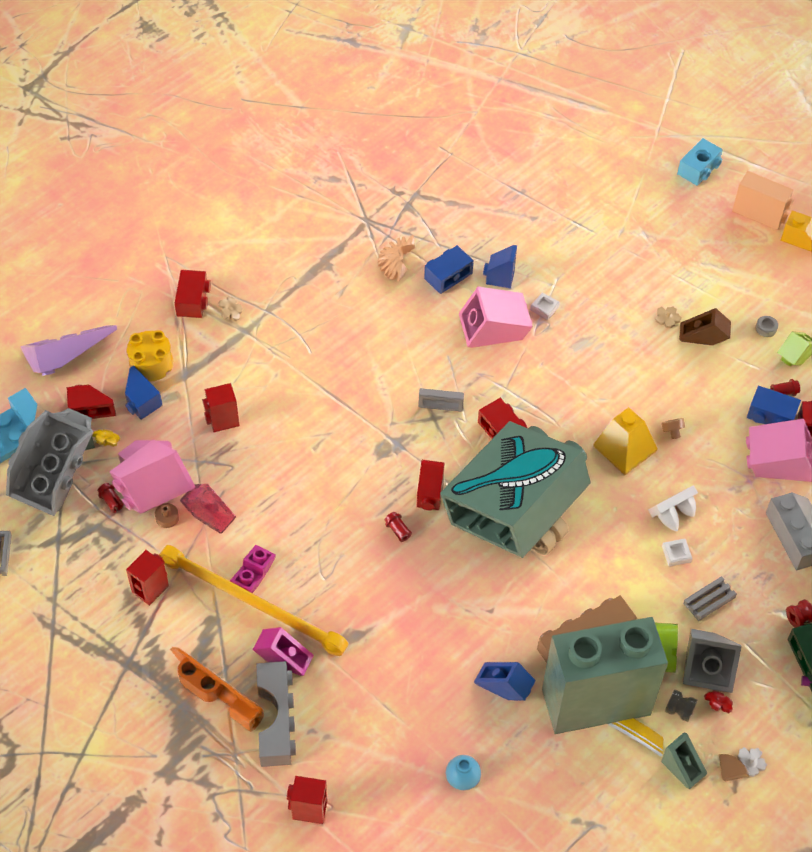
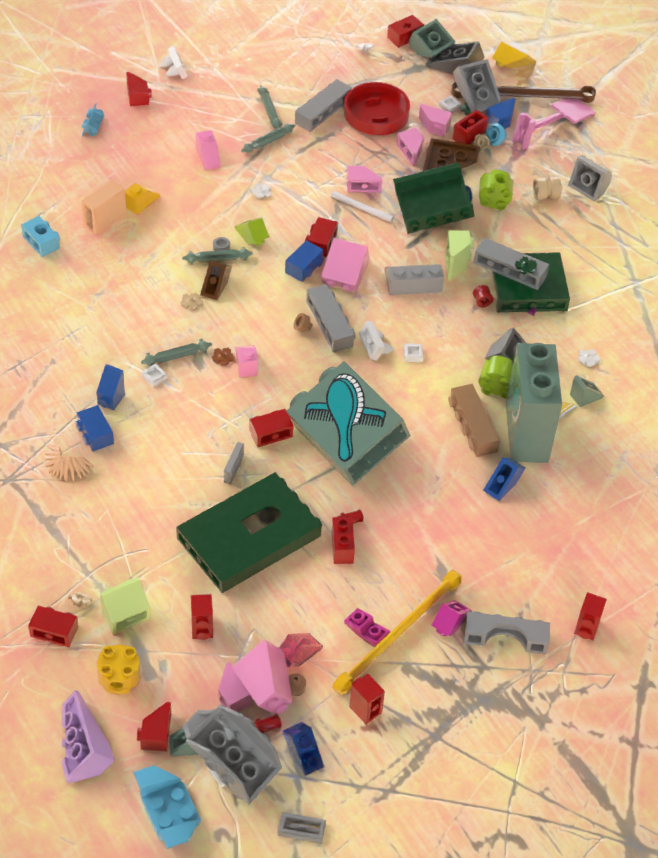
camera: 80 degrees left, 5 degrees down
(85, 533) = (303, 748): none -> clear blue slope
(141, 395) = (158, 684): blue slope -> none
(222, 341) = (125, 605): none -> yellowish green slope
(241, 708) = (498, 653): orange panel -> none
(325, 407) = (230, 551): none -> dark green panel
(361, 522) = (343, 540): none -> red brick
(430, 485) = (322, 484): red slope -> none
(463, 772) = (572, 522): medium azure brick -> none
(494, 317) = (161, 408): bright pink slope -> none
(583, 318) = (176, 353): none -> sand green wheel
(596, 382) = (247, 361): none -> bright pink slope
(597, 363) = (223, 356): none -> dark orange plant
(626, 441) = (307, 355): yellow slope -> none
(692, 452) = (330, 318): none -> light grey brick
(730, 595) = (454, 334): light grey tile -> none
(732, 768) = (594, 366): medium nougat tile -> none
(747, 325) = (217, 255): none -> sand green wheel
(787, 388) = (286, 246): red pin -> none

